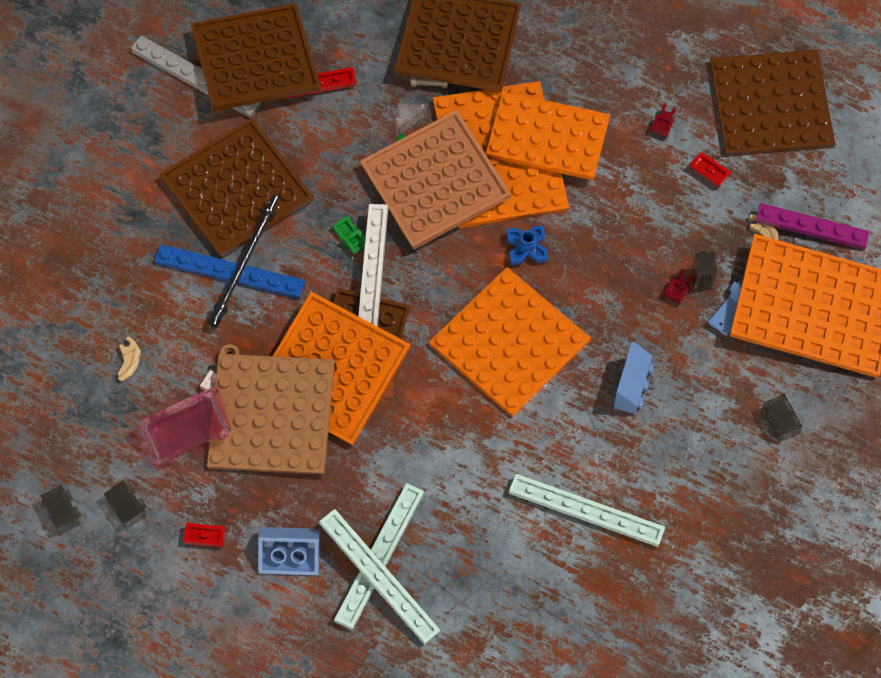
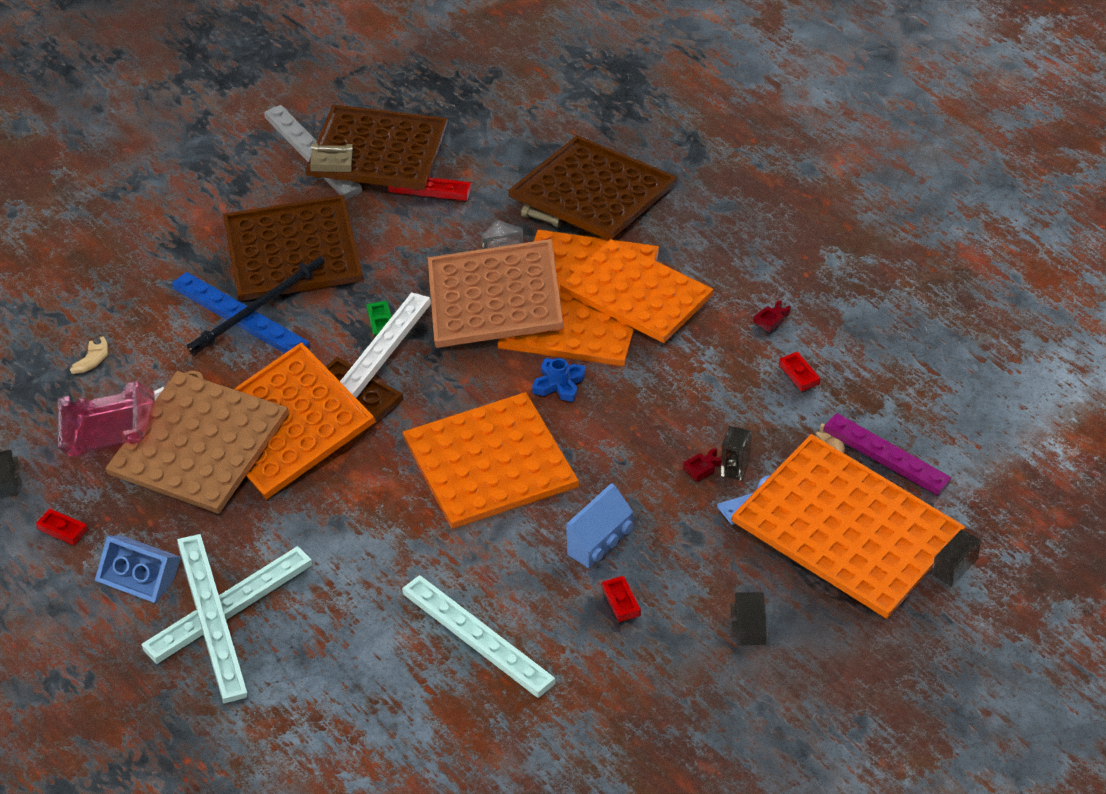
camera: 25 degrees right, 20 degrees down
(231, 92) = (331, 158): none -> dark tan plate
(677, 435) = (621, 598): none -> red plate
(772, 102) = (904, 335): reddish brown plate -> none

